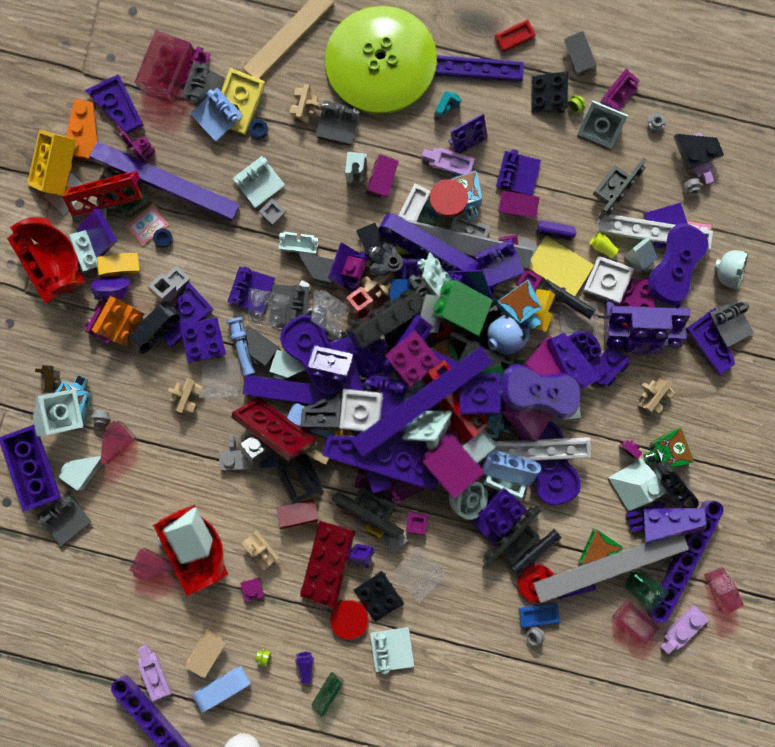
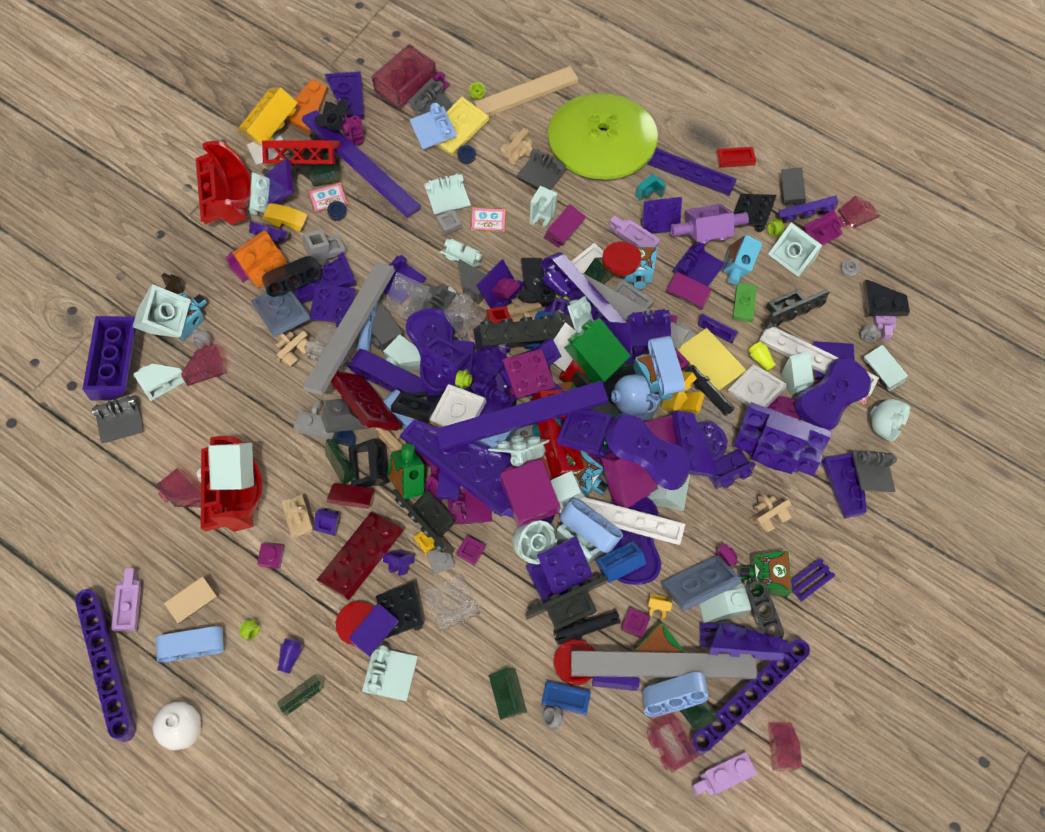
camera: 20 degrees right, 20 degrees down
(117, 143) = (332, 115): none -> black plate
(159, 366) = (280, 312): none -> sand blue tile
(231, 364) = (348, 329): none -> light grey tile
(240, 48) = (476, 90): none -> lime plate
(274, 487) = (339, 462): none -> clear green slope
(286, 544) = (326, 521): none -> dark purple tile
(306, 192) = (488, 219): none -> sticker
(335, 477) = (406, 472): none -> green torso
(354, 380) = (463, 379): none -> lime plate
(366, 623) = (373, 630): none -> dark purple slope
(399, 248) = (556, 282): none -> dark purple cone
(491, 629) = (507, 693): none -> clear green slope
(516, 127) = (709, 223): none -> medium lavender brick
(528, 301) = (666, 365): none -> light blue beam
(545, 488) = (621, 561): none -> blue slope
(556, 154) = (741, 258): none -> medium azure torso
(559, 315) = (693, 403): none -> yellow tile
(571, 194) = (744, 302): none -> bright green plate
(574, 534) = (635, 623): none -> magenta plate
(586, 85) = (809, 209): none -> dark purple wing
(588, 509) = (659, 602): none -> yellow tile
(617, 481) = (700, 583): none -> sand blue tile
(627, 585) = (675, 694): none -> light blue beam
(648, 59) = (857, 212): none -> clear pink slope
(714, 427) = (824, 570): none -> dark purple tile
(716, 217) = (886, 367): none -> light aqua hinge

